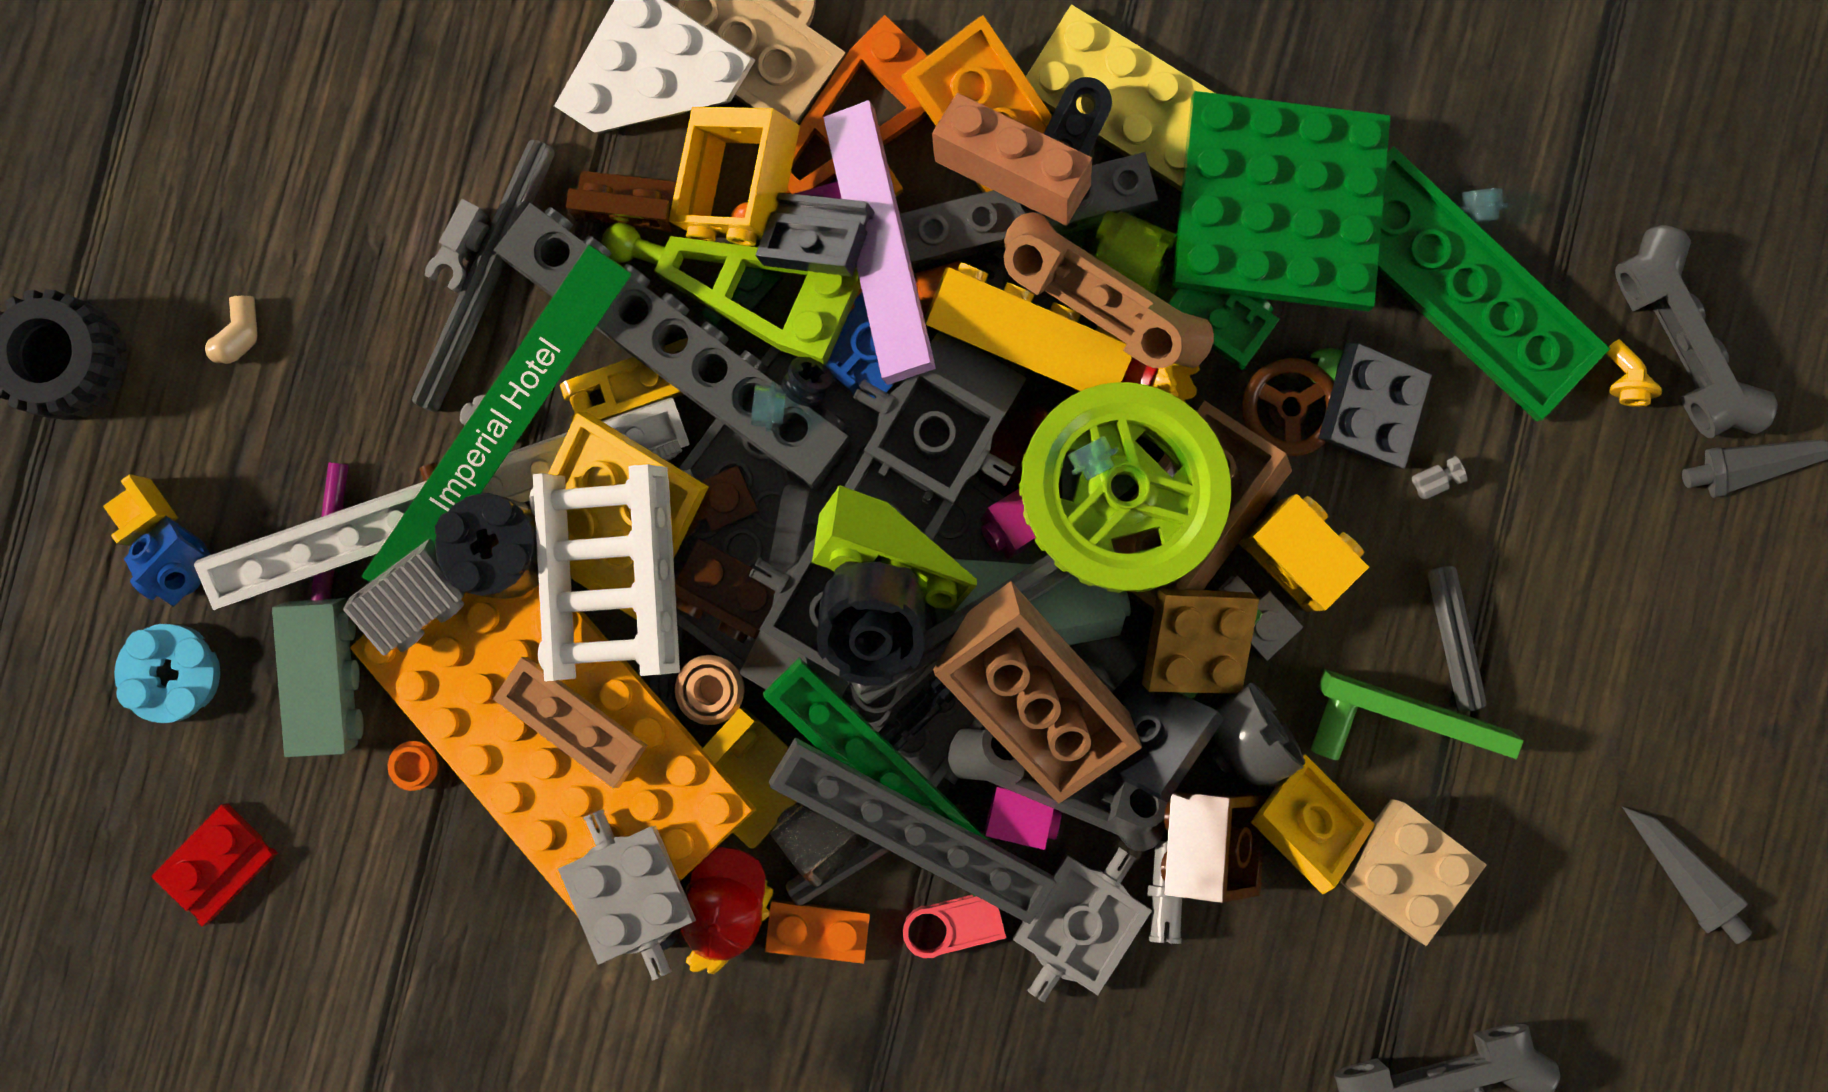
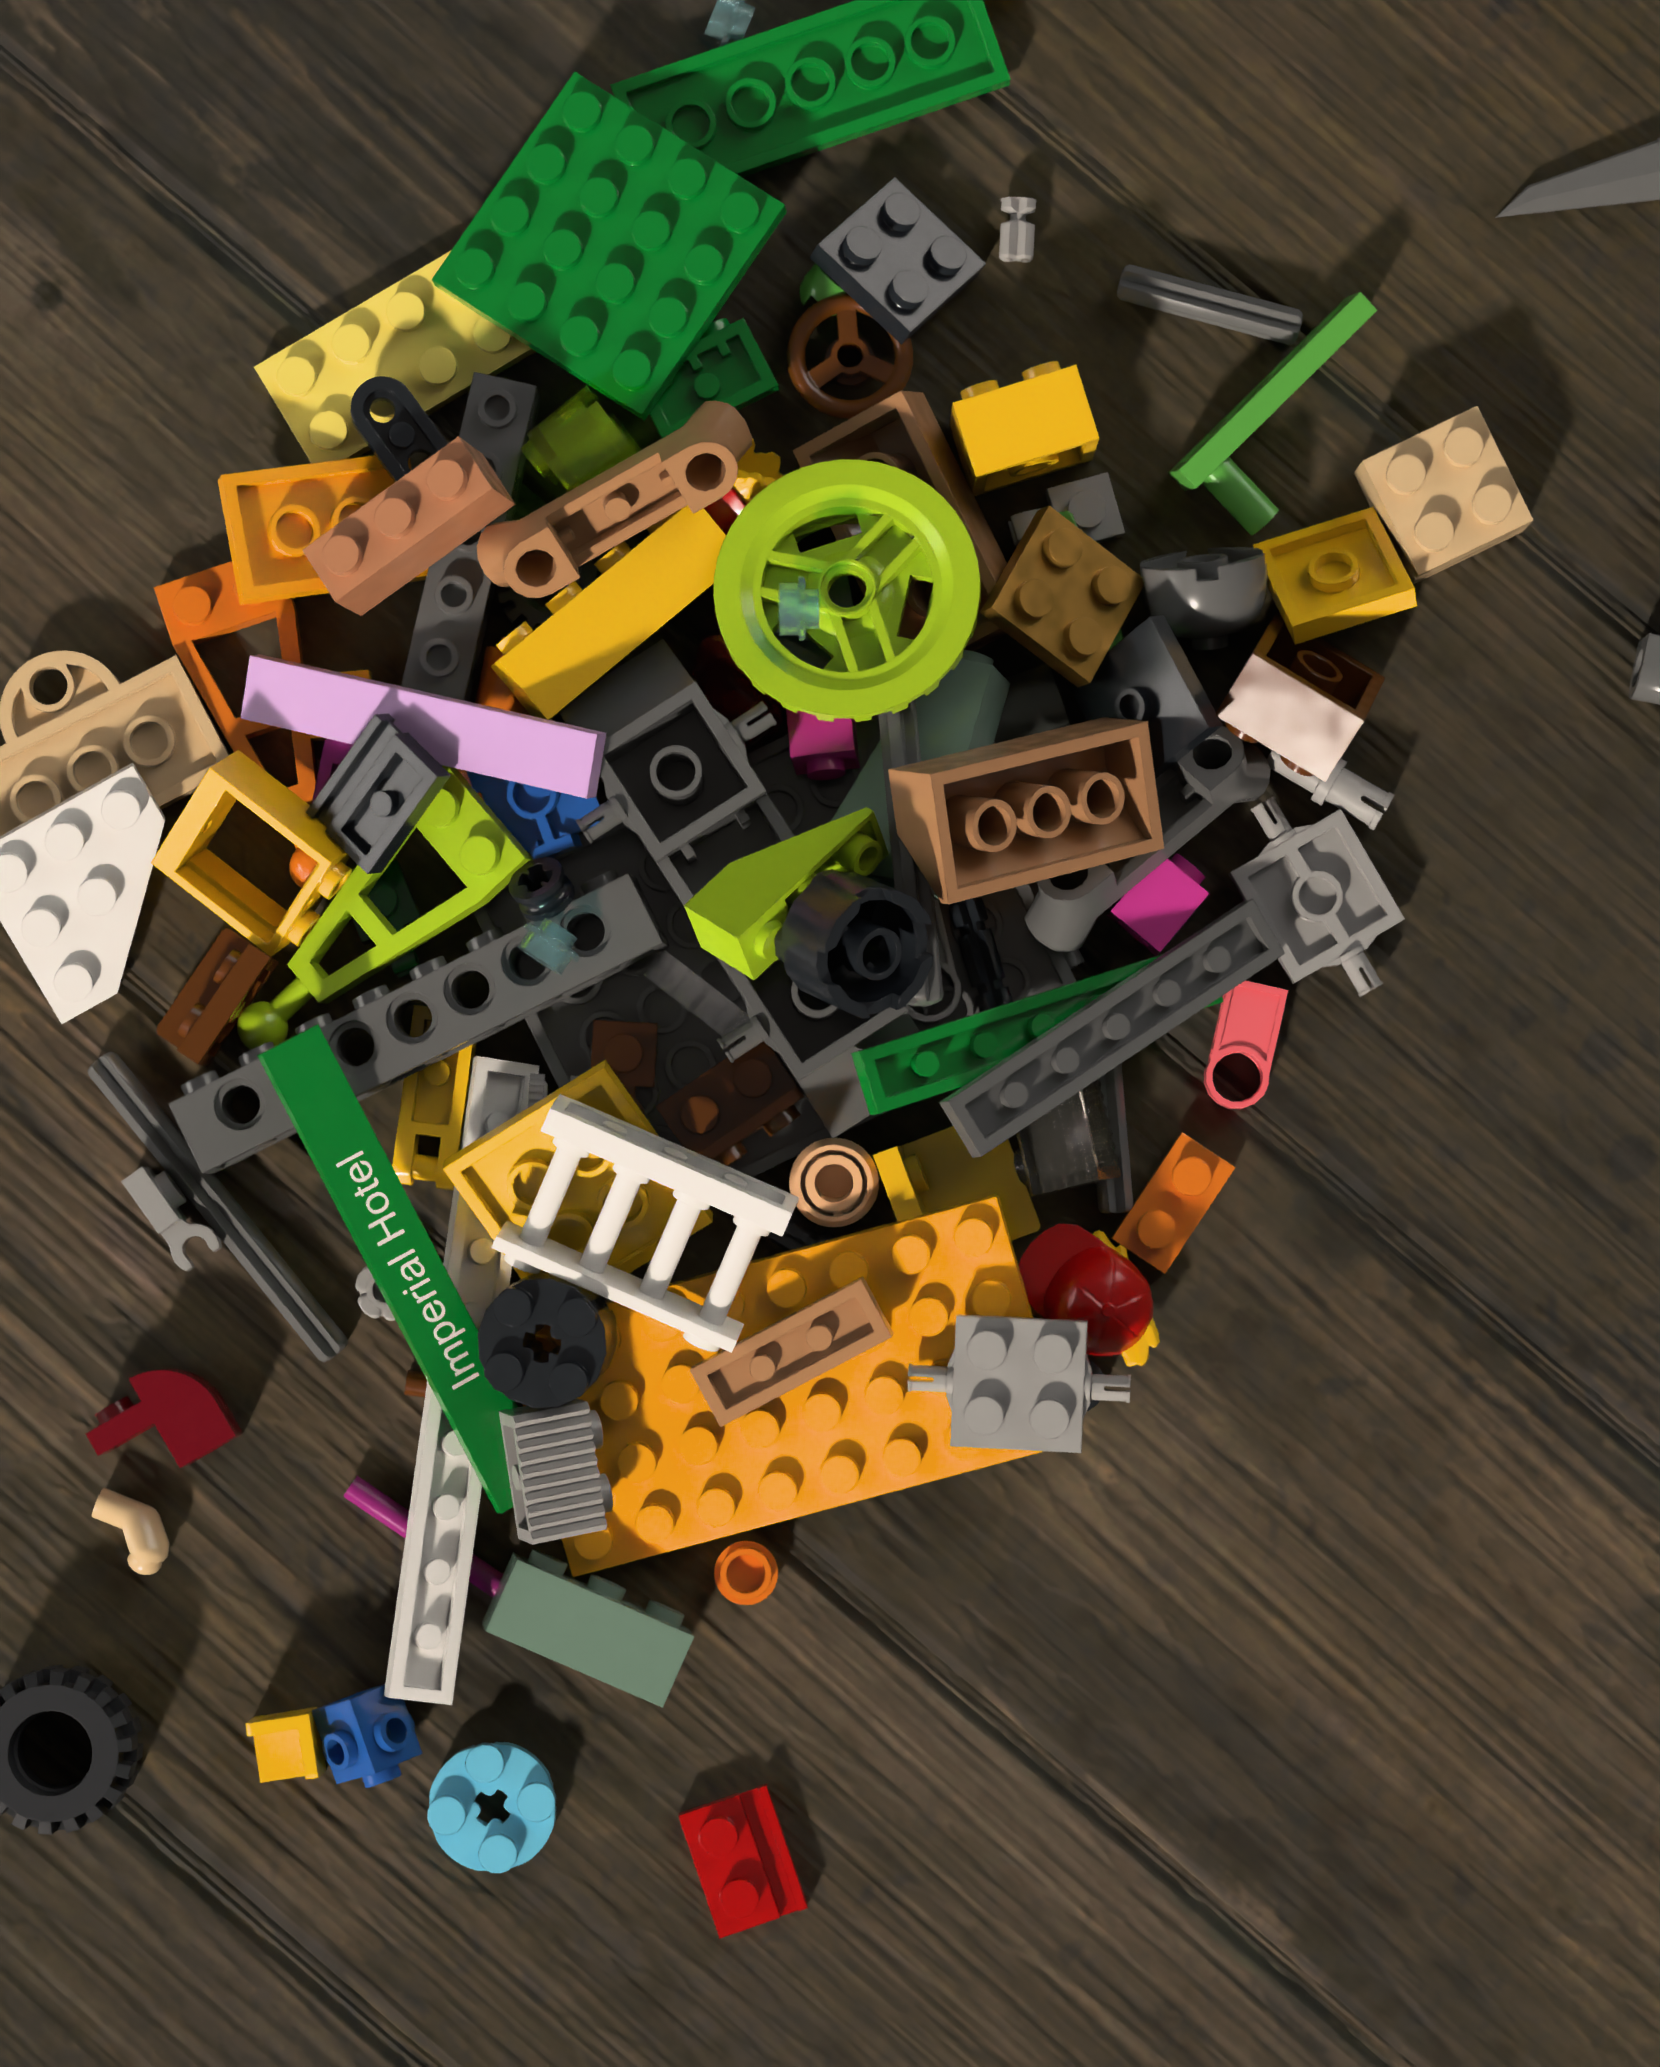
camera: 65 degrees left, 0 degrees up
(332, 317) = (180, 1405): none -> dark red brick

